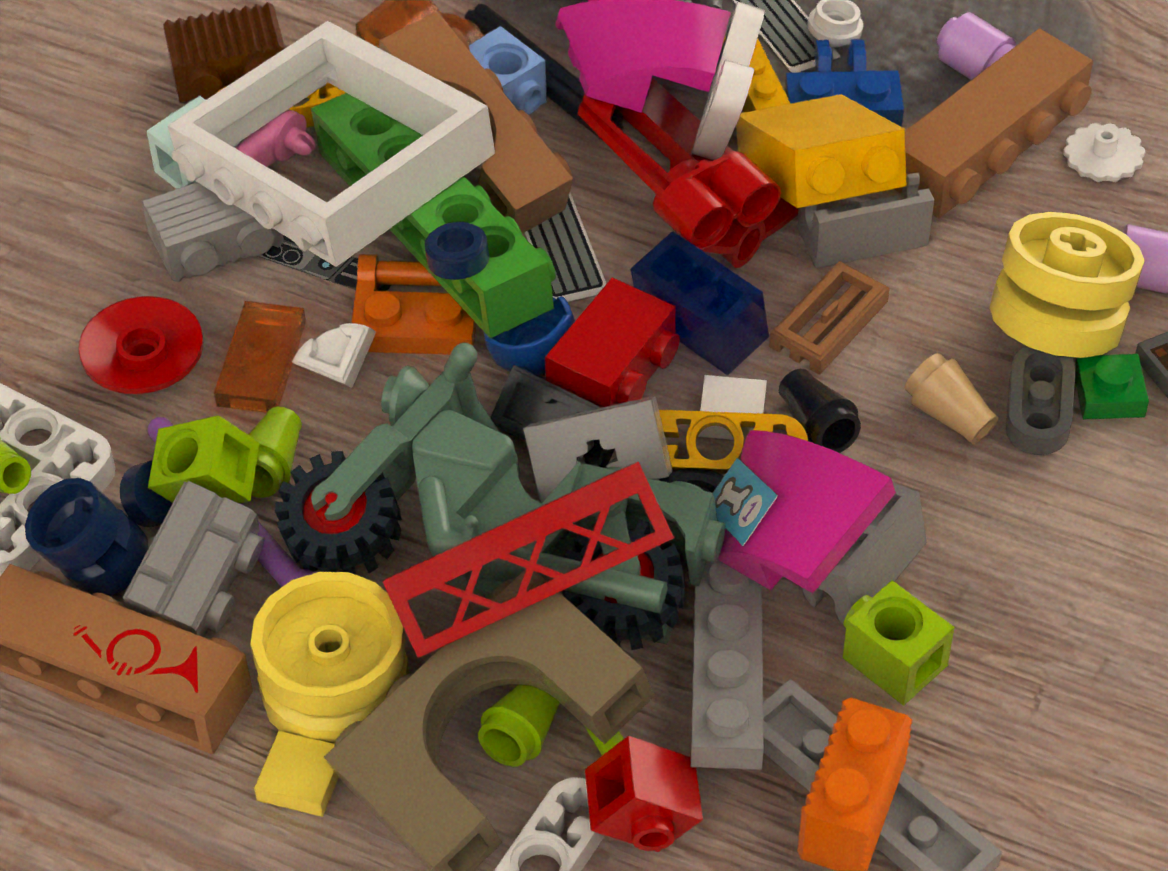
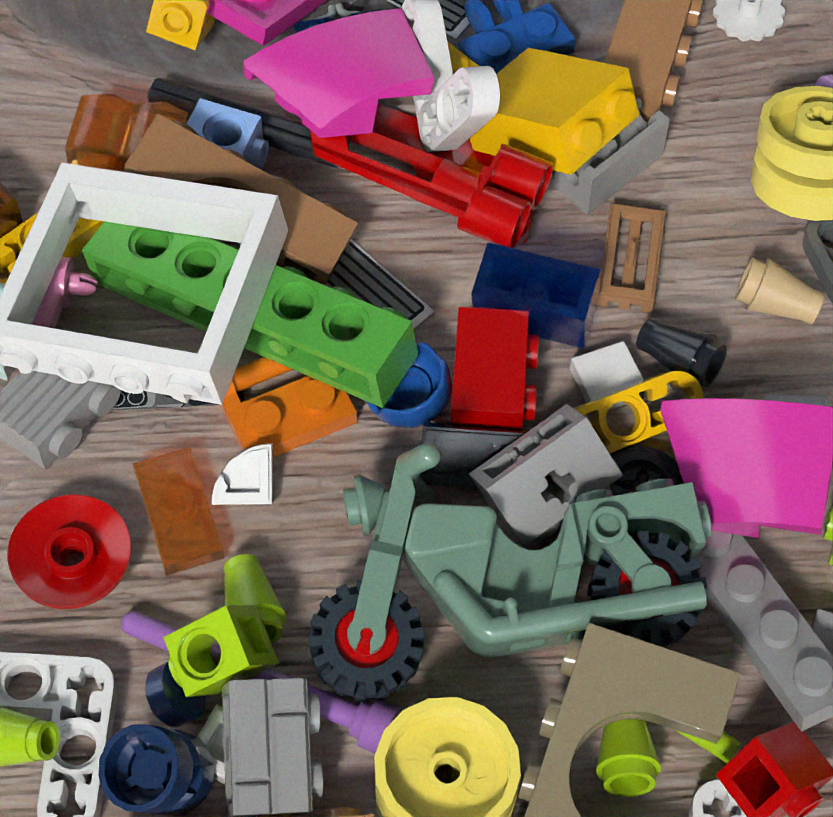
camera: 30 degrees left, 10 degrees up
(456, 250) = (328, 345): dark blue tile -> none
(515, 534) = (569, 606): red fence -> none
(742, 501) = (715, 474): sticker -> none

